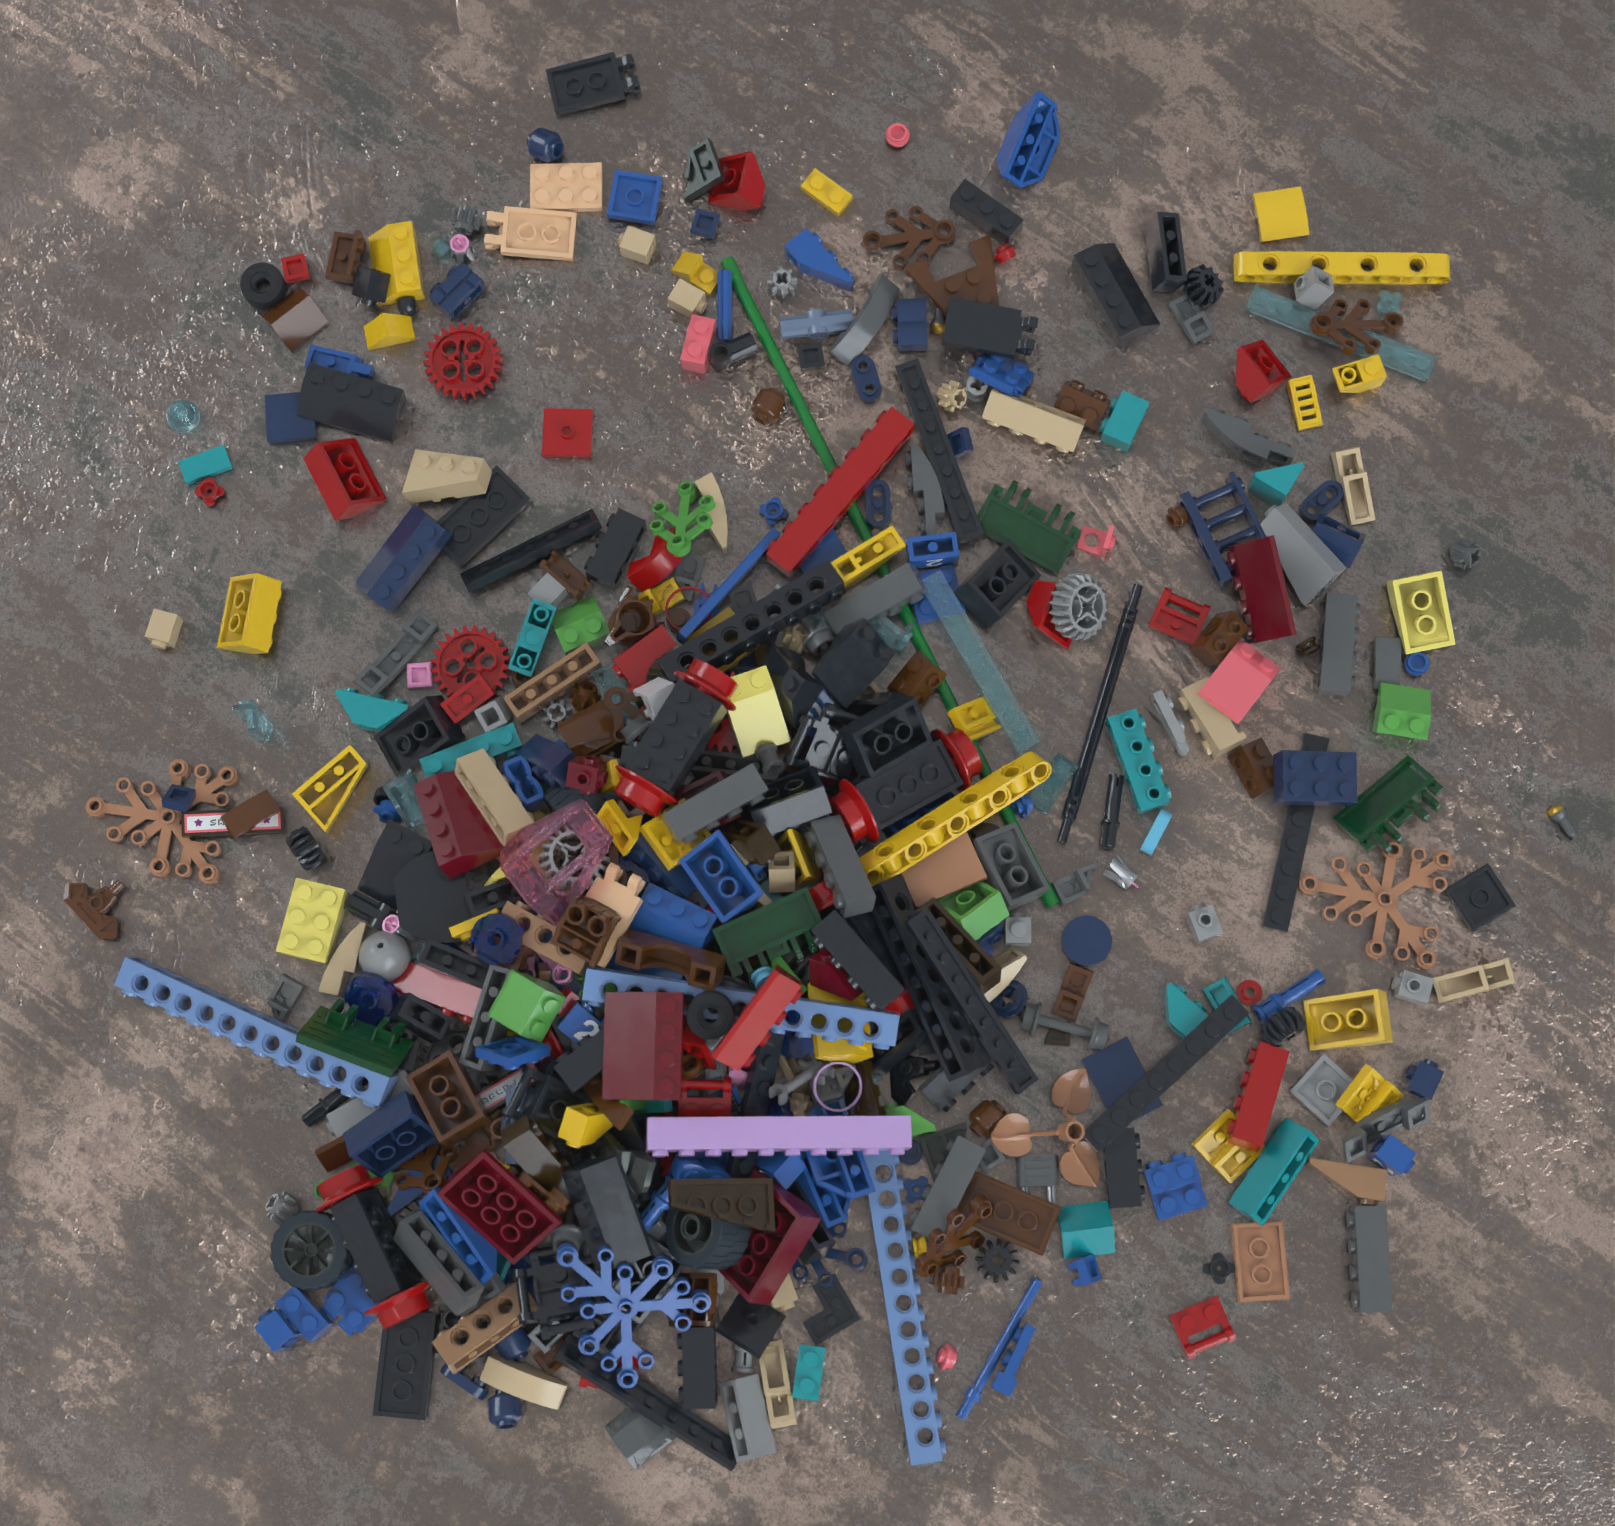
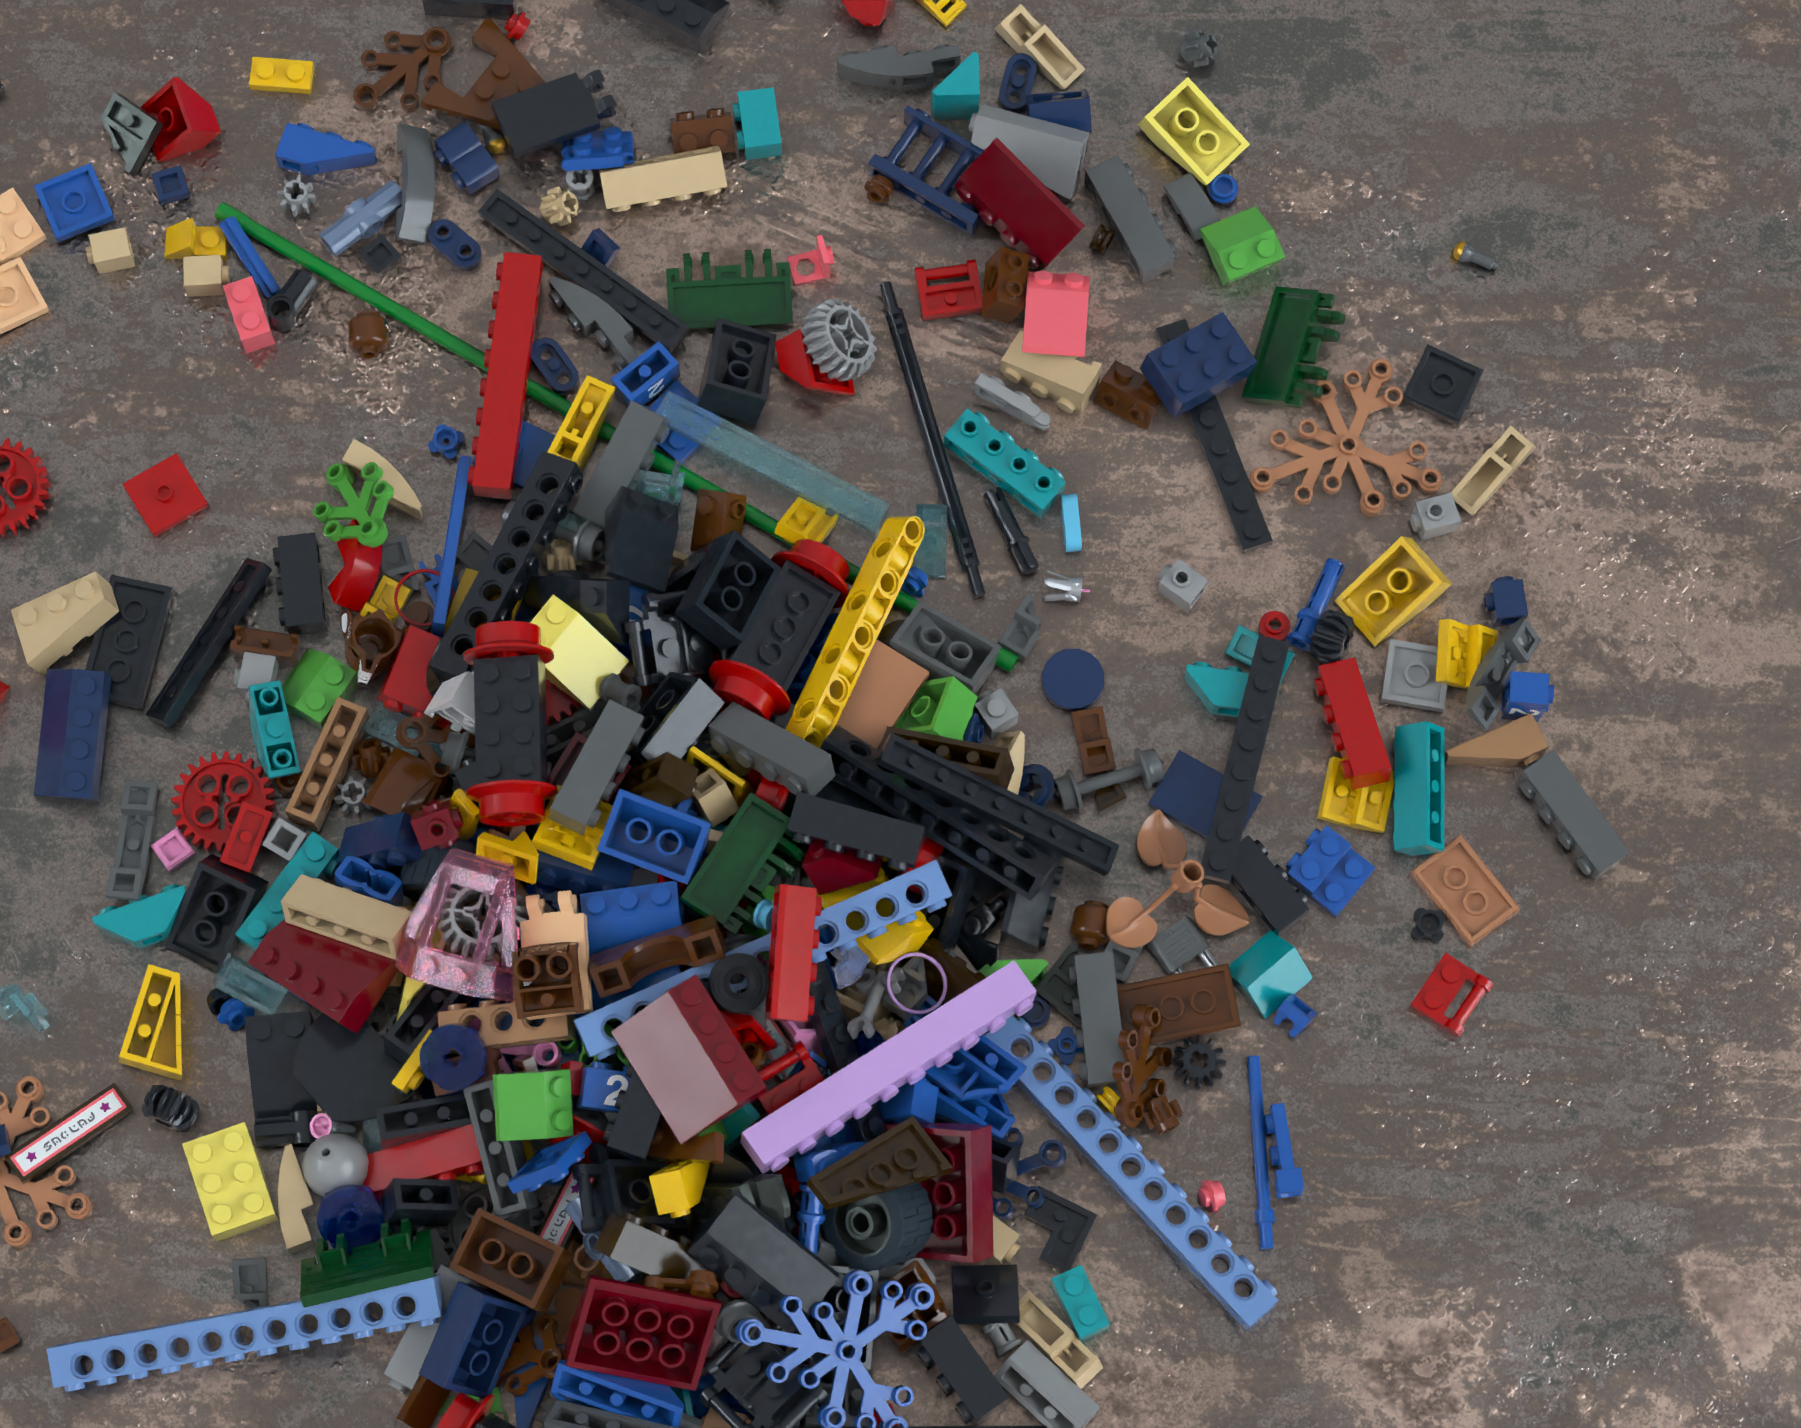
camera: 40 degrees left, 5 degrees down
(250, 813) = (84, 1110): reddish brown slope -> none
(326, 1106) = (376, 1364): black axle -> none

